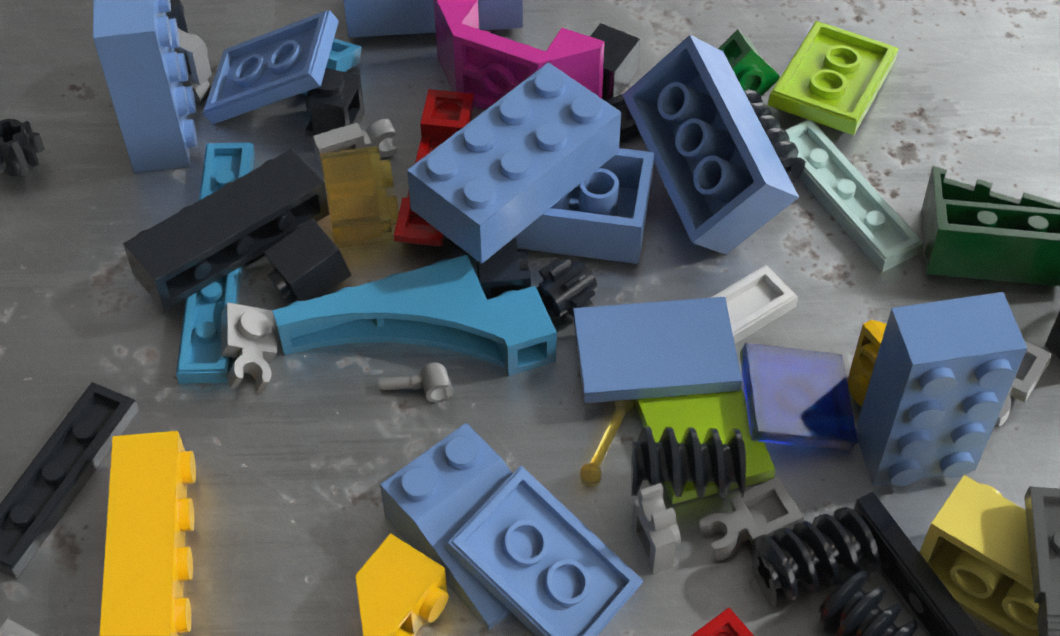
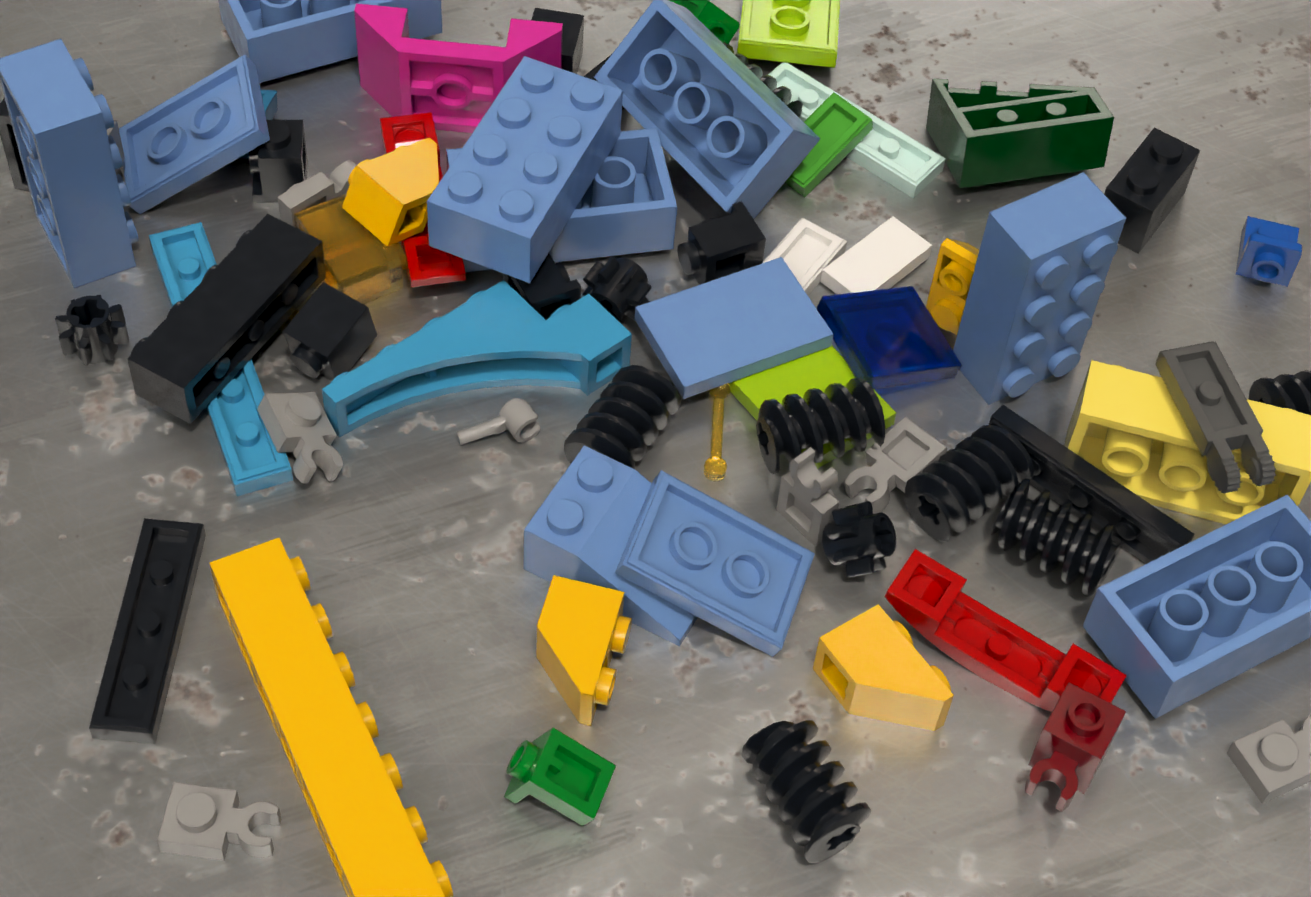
camera: 25 degrees left, 0 degrees up
(123, 210) = (92, 329): none -> black gear
(398, 146) = (393, 191): none -> yellow slope
(521, 406) = (626, 416): none -> black piece
(678, 272) = (722, 246): none -> black brick
(686, 581) = (859, 539): none -> black gear
(819, 321) = (877, 260): none -> white tile
(821, 197) = (840, 131): none -> bright green tile

